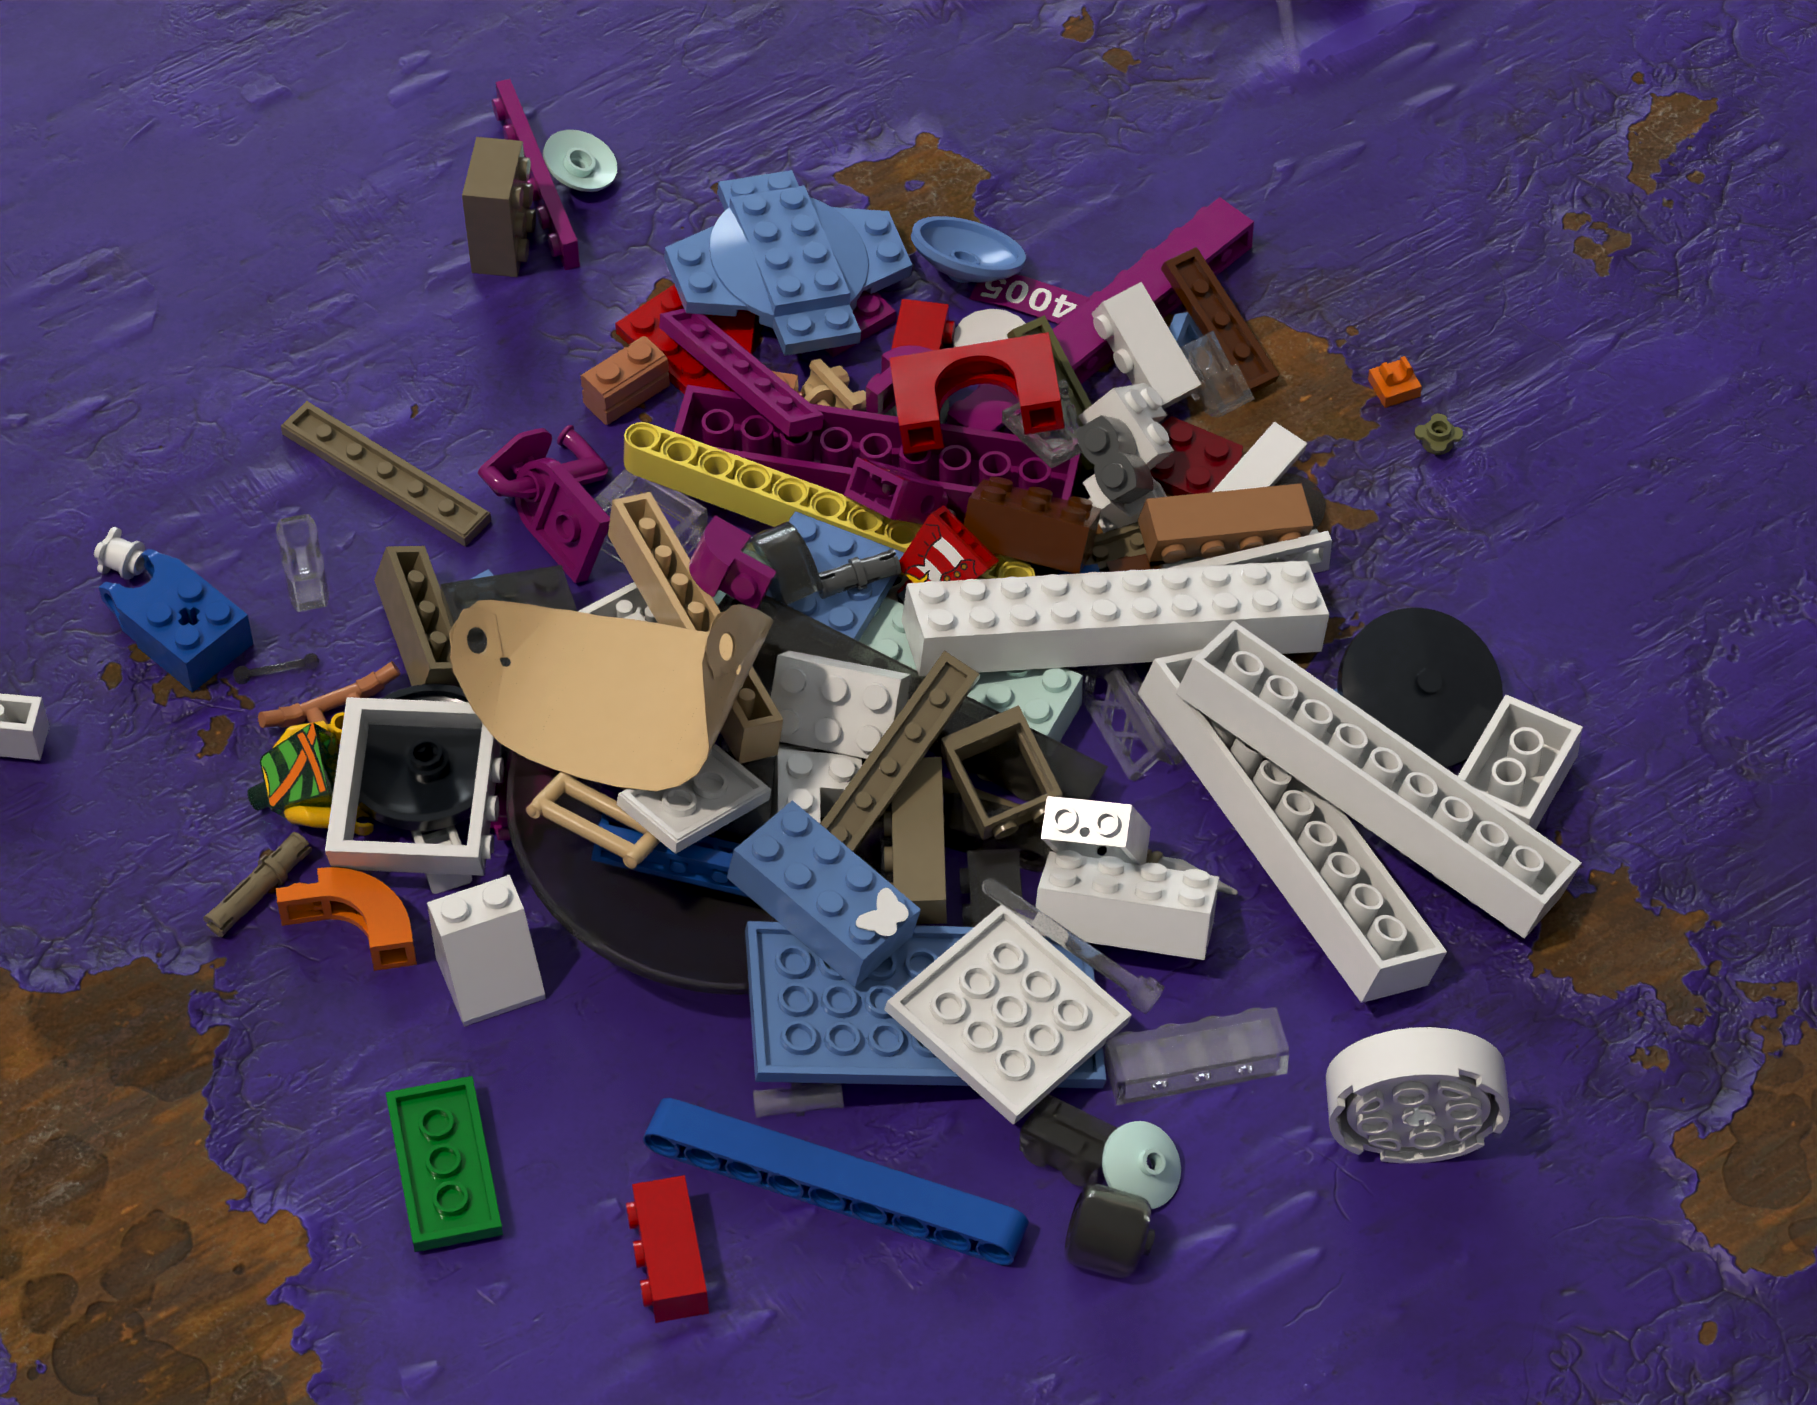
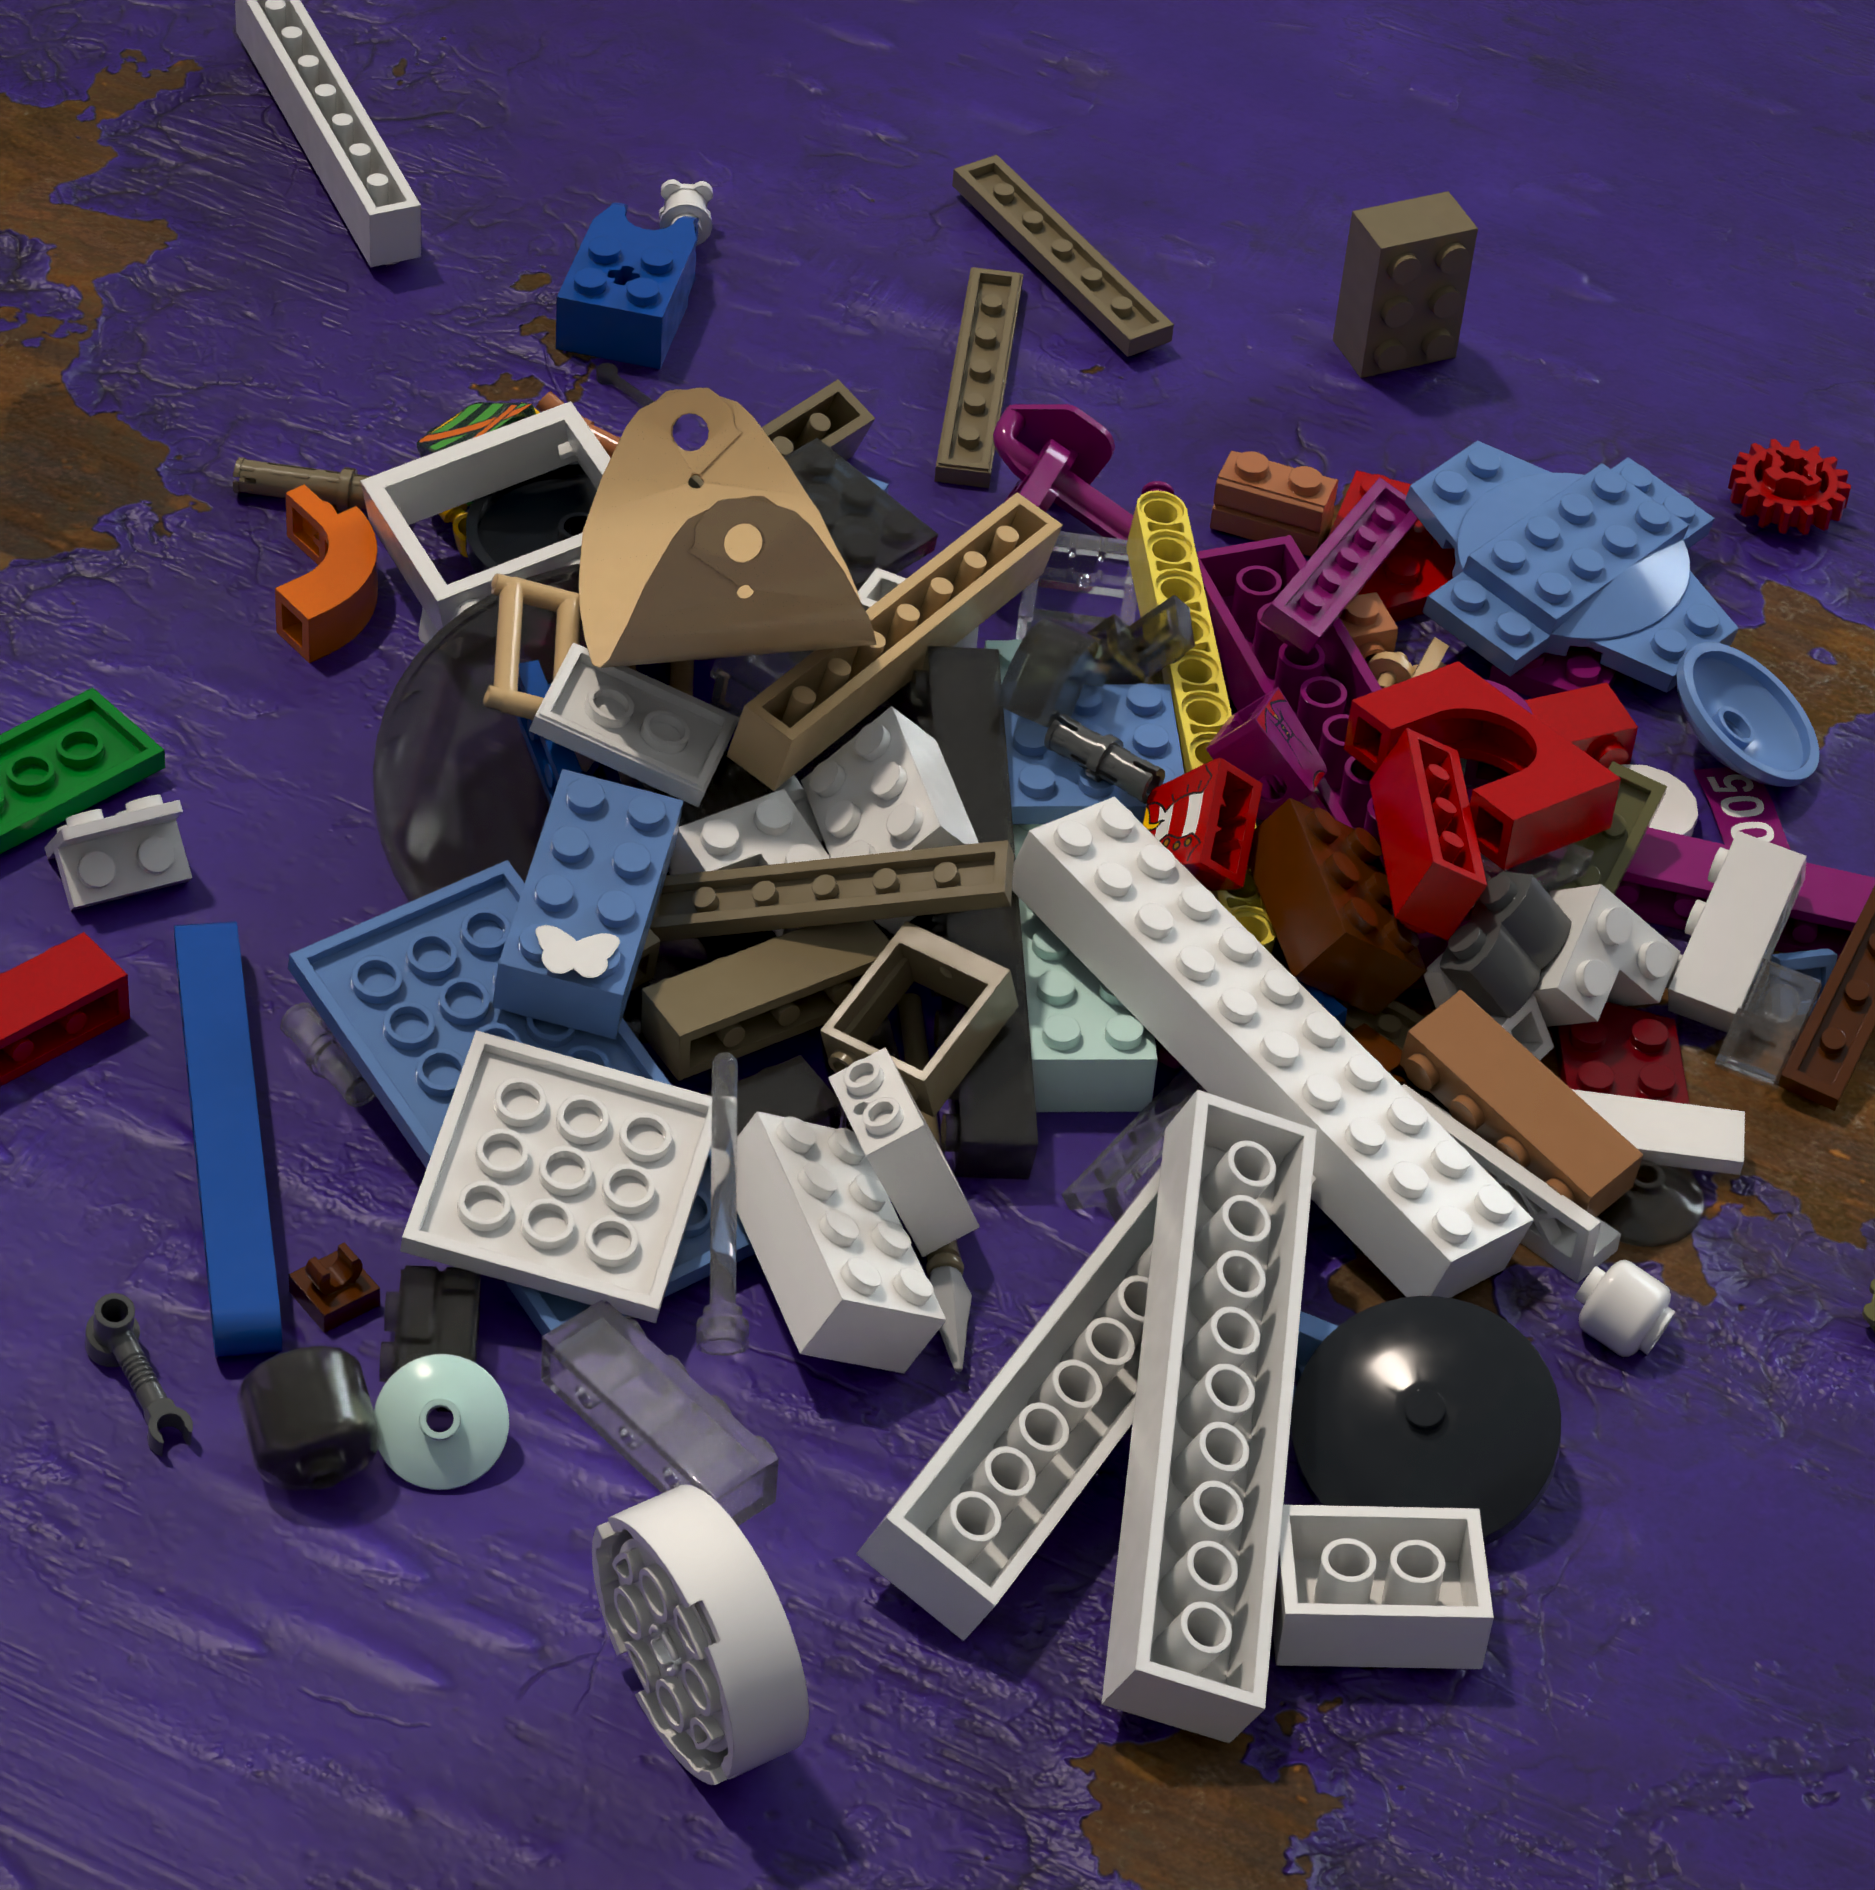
camera: 55 degrees right, 10 degrees down
(302, 370) = (1063, 255): none -> dark tan plate
(302, 562) = (780, 342): clear brick -> none
(485, 950) = (331, 677): white slope -> none
(549, 1138) = (120, 853): none -> white bracket
(550, 209) = (1510, 326): magenta plate -> none
(580, 160) = (1562, 348): light aqua dish -> none
(723, 566) = (995, 613): magenta brick -> none
(765, 501) = (1146, 645): none -> clear smoke brick
(775, 119) = (1789, 486): none -> red gear
(973, 1304) = (114, 1342): none -> dark grey brick
(991, 1177) = (334, 1288): none -> reddish brown tile
(1023, 448) = (1427, 835): none -> red brick
(1375, 556) = (1624, 1308): none -> white head

